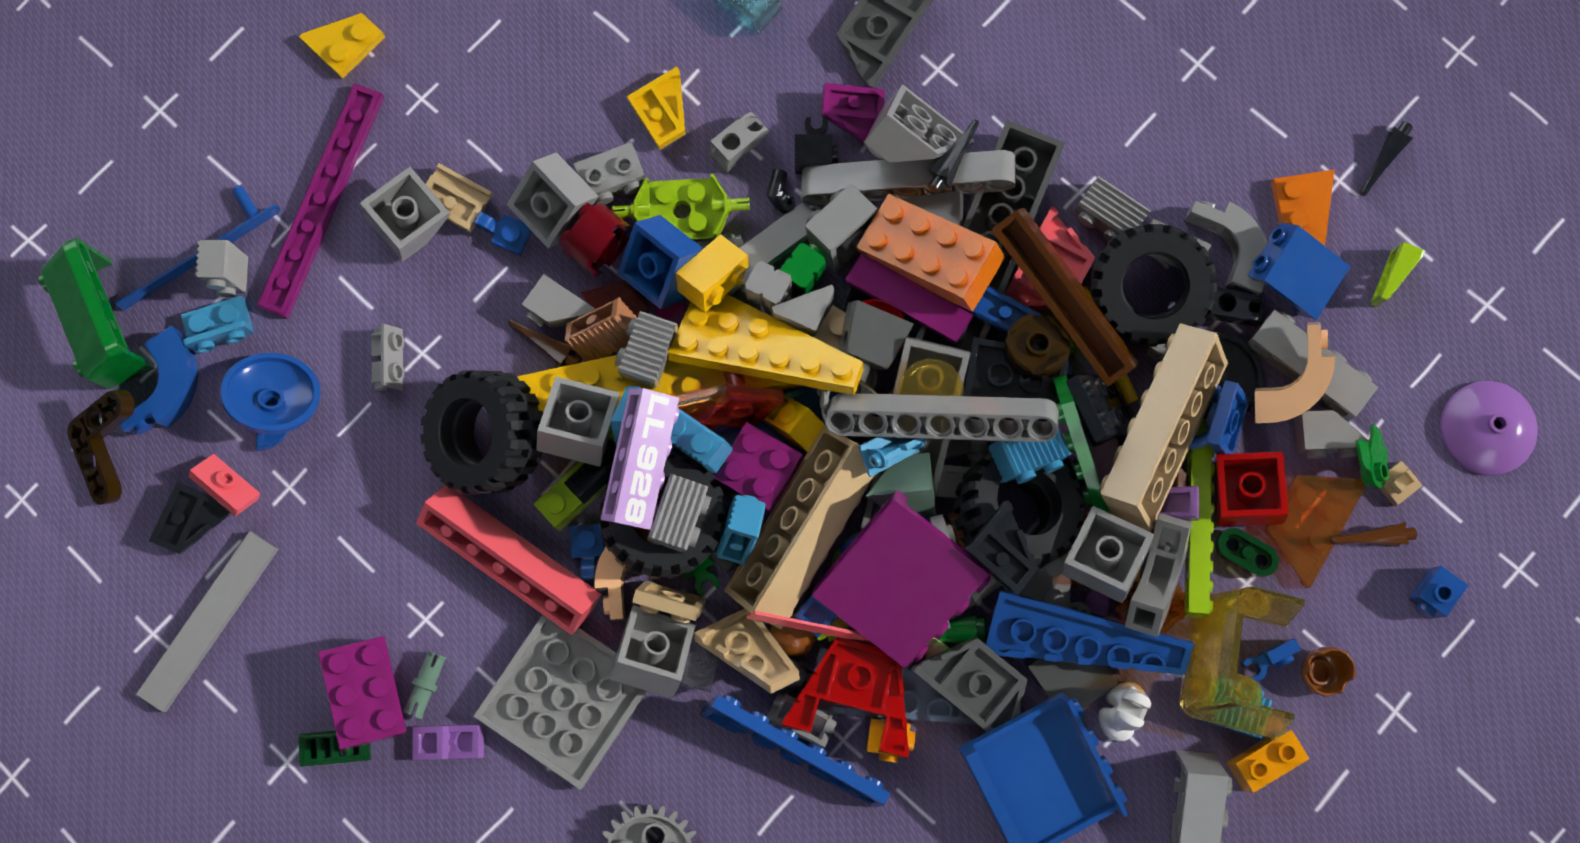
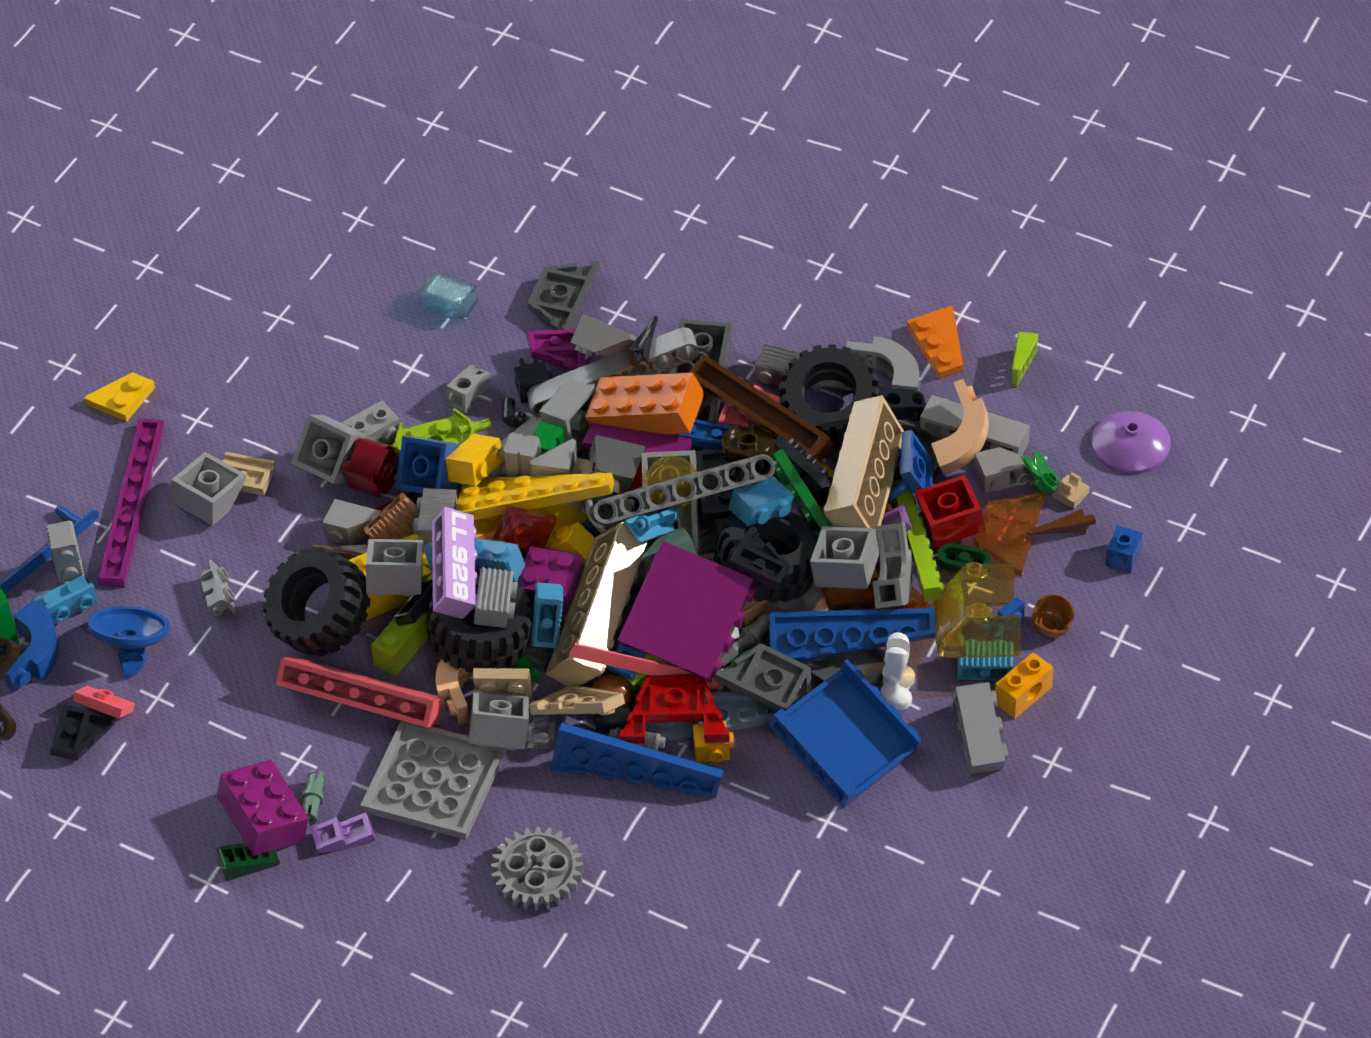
camera: 15 degrees left, 30 degrees down
(207, 622) = (113, 800): light grey tile -> none
(508, 233) = (295, 489): blue plate -> none
(587, 545) = (421, 675): blue plate -> none
(661, 108) = (398, 381): yellow wing -> none
(1299, 269) = (941, 361): blue panel -> none
(1393, 145) = (994, 284): black piece -> none

